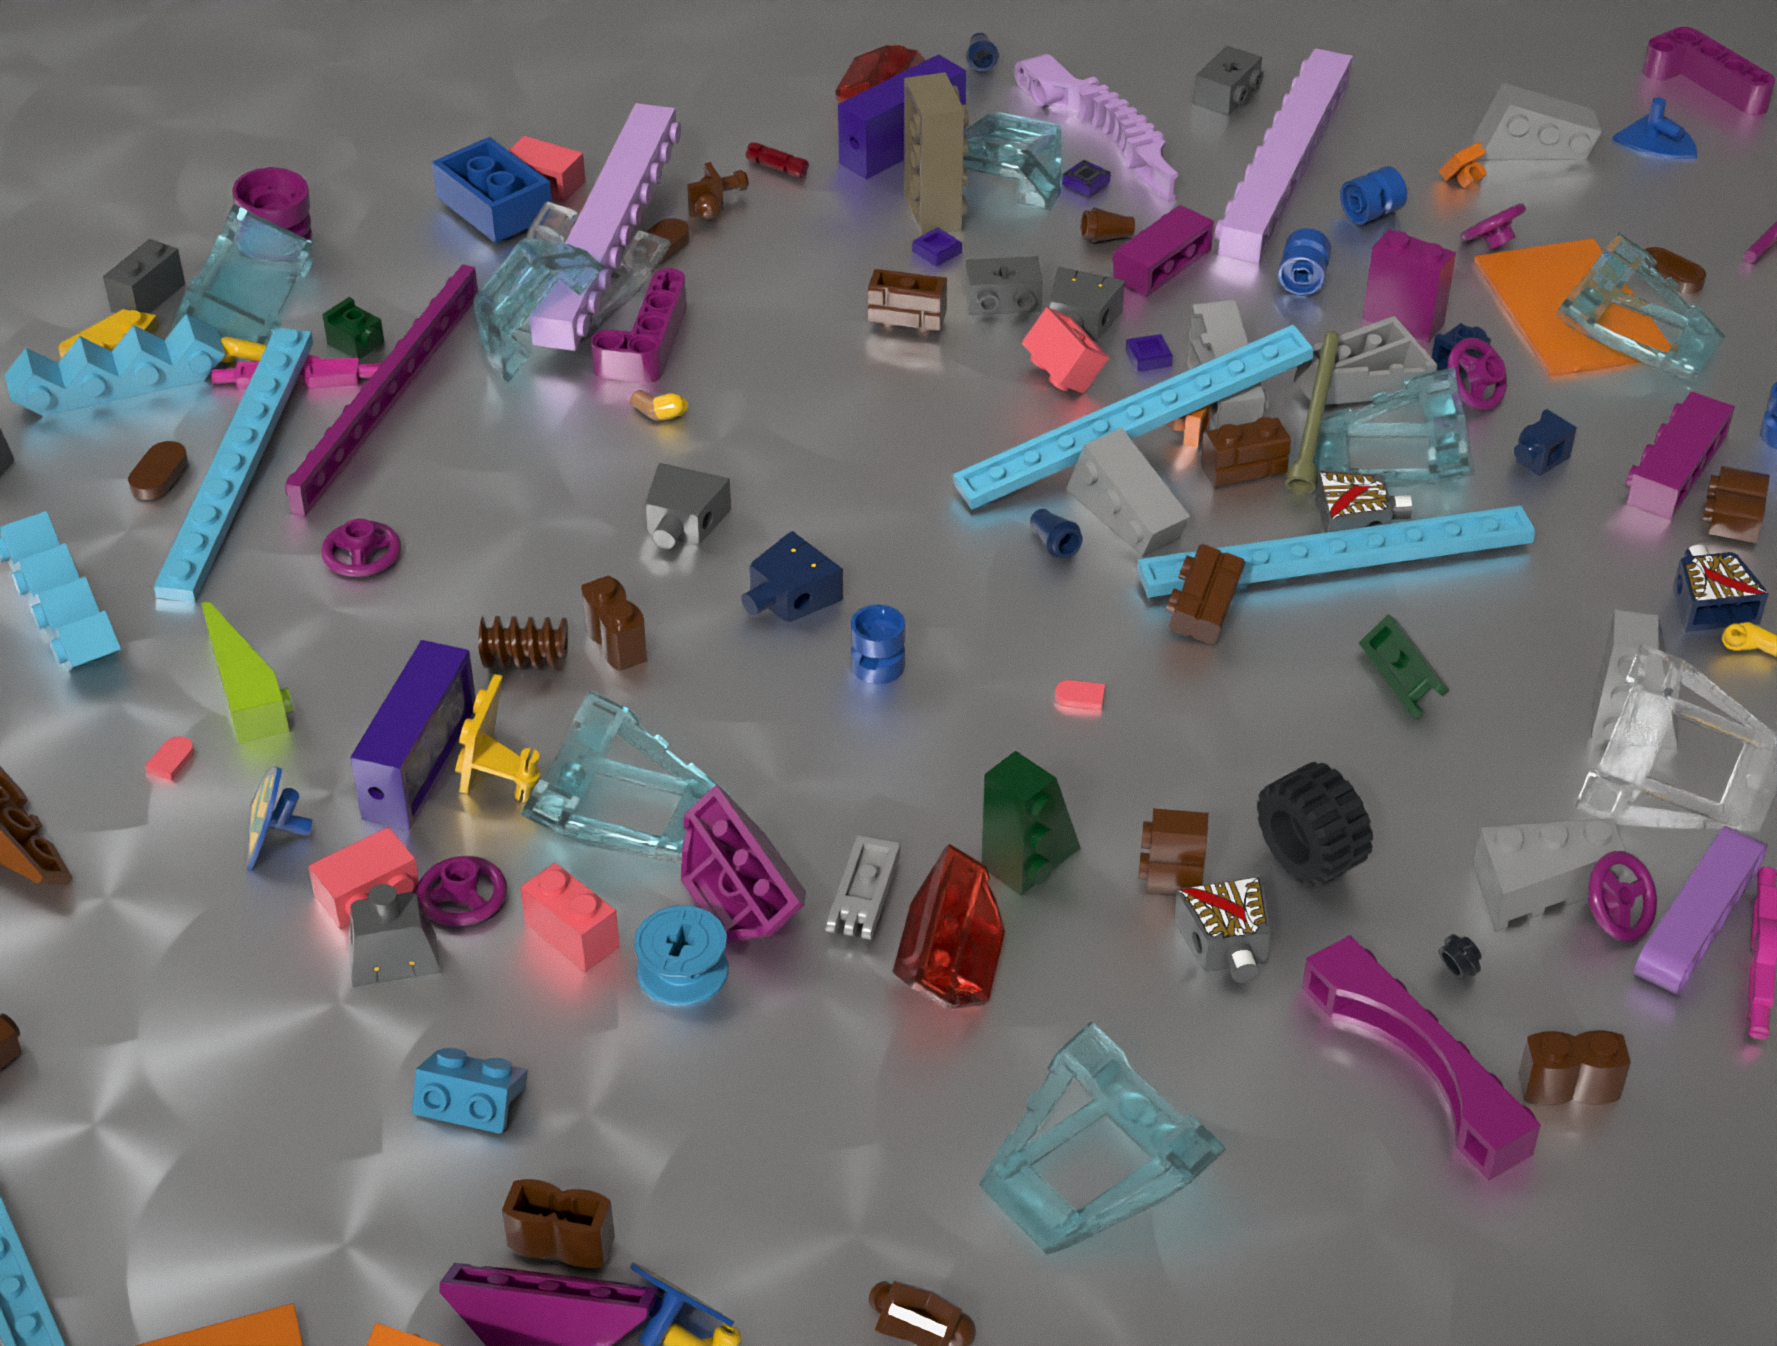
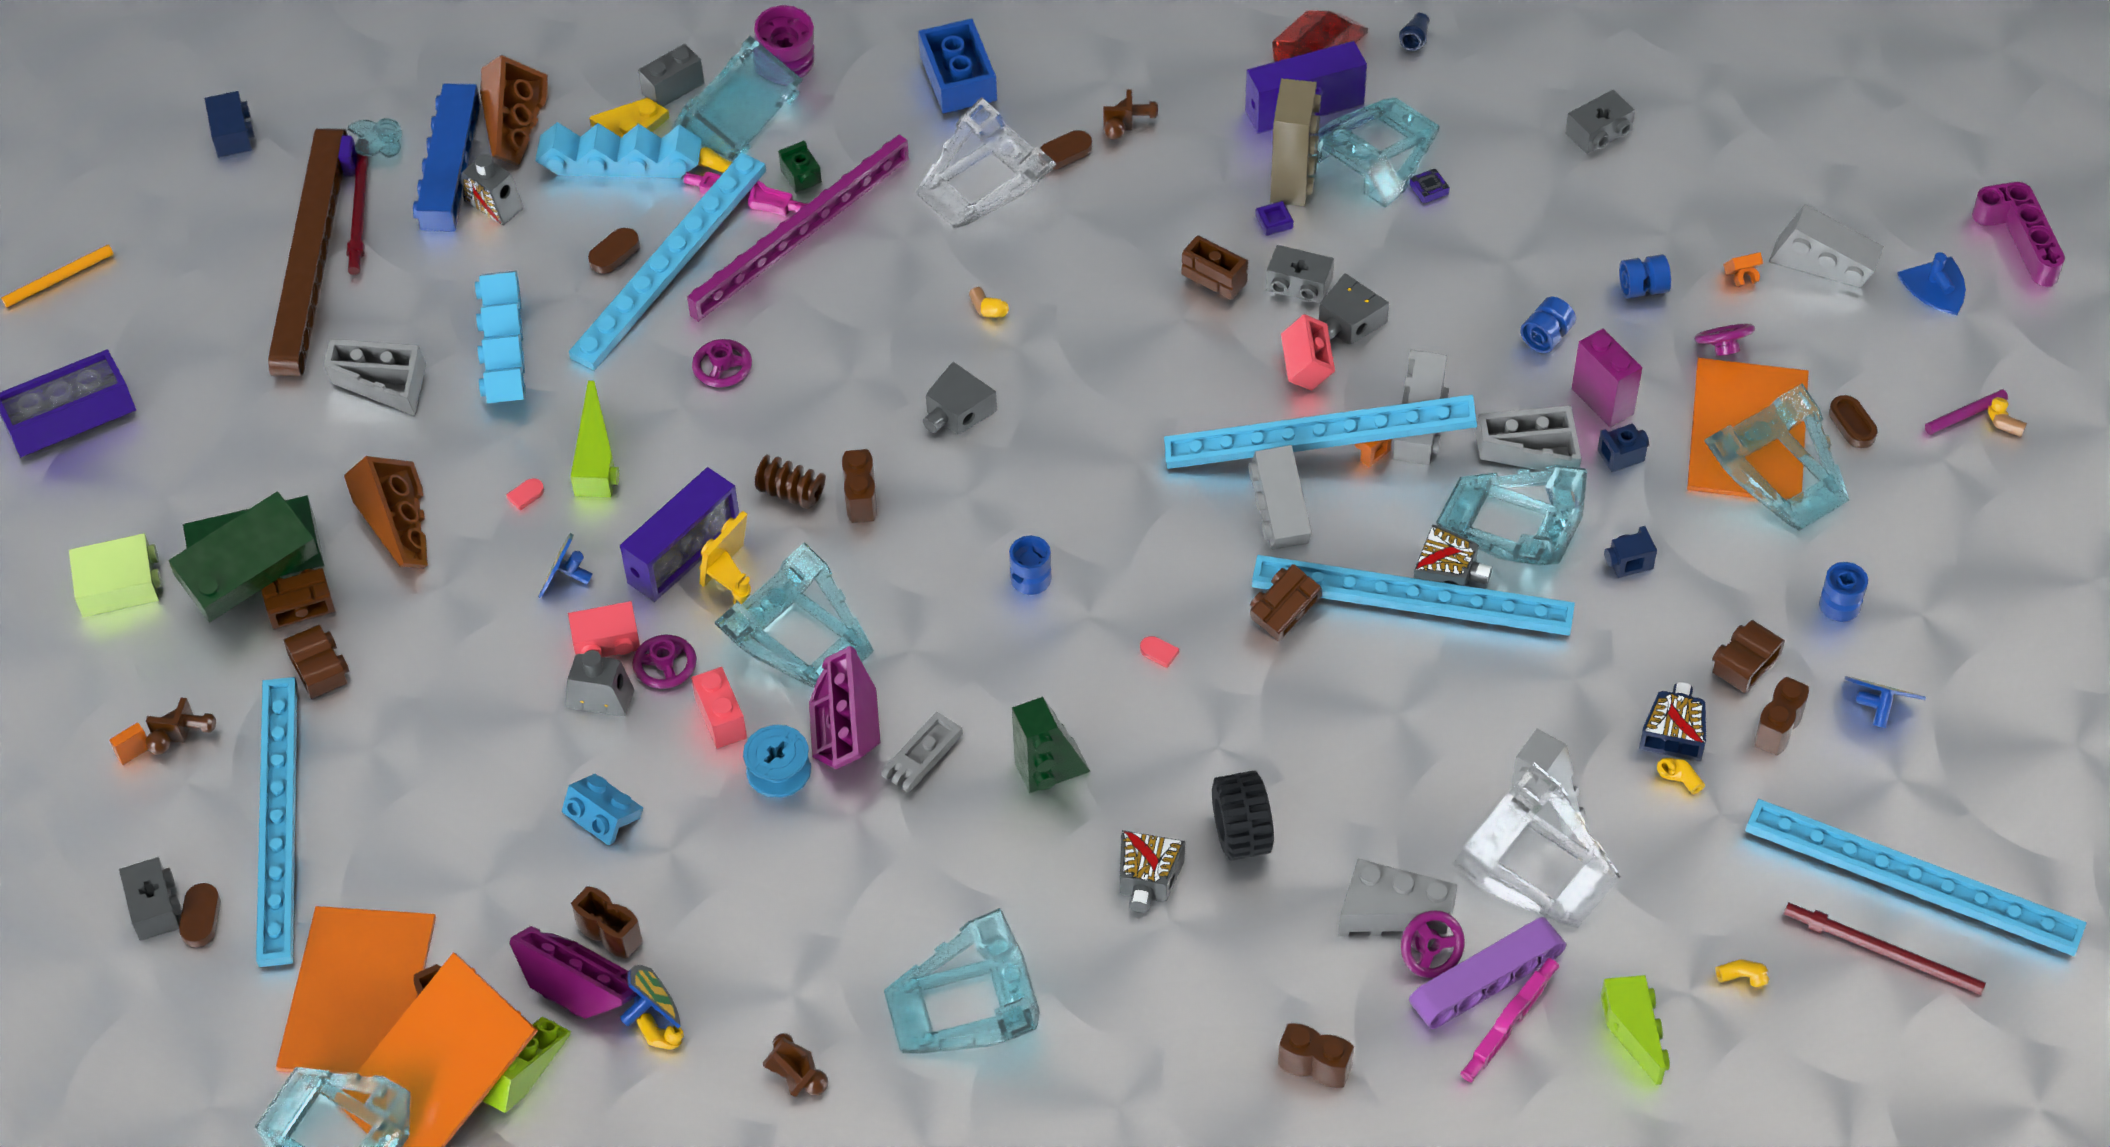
camera: 25 degrees right, 10 degrees up
(519, 288) = (922, 175): clear light blue windscreen -> none
(555, 163) = (1011, 54): coral brick -> none
(608, 222) = (1018, 130): lavender brick -> none
(644, 351) = (999, 253): magenta beam -> none
(777, 160) = (1194, 95): dark red axle -> none
(792, 580) = (1000, 490): dark blue torso -> none
(952, 934) = (956, 812): clear red wedge -> none
(1055, 87) = (1490, 168): lavender piece -> none
(1058, 534) = (1213, 513): dark blue cone -> none
(1104, 225) = (1413, 239): reddish brown cone -> none
(1149, 352) = (1381, 370): dark purple tile -> none
(1163, 250) = (1444, 278): magenta brick -> none
(1176, 850) = (1137, 802): reddish brown brick -> none
(1245, 451) = (1393, 487): reddish brown brick -> none
(1283, 157) = (1601, 211): lavender brick -> none
(1302, 475) = (1423, 520): olive piece -> none
(1402, 664) = (1398, 707): dark green hinge -> none
(1460, 956) = (1294, 947): black plate -> none
(1480, 372) = (1629, 474): magenta piece -> none
(1487, 1119) = (1233, 1068): magenta arch -> none
(1679, 455) = (1732, 597): magenta brick -> none

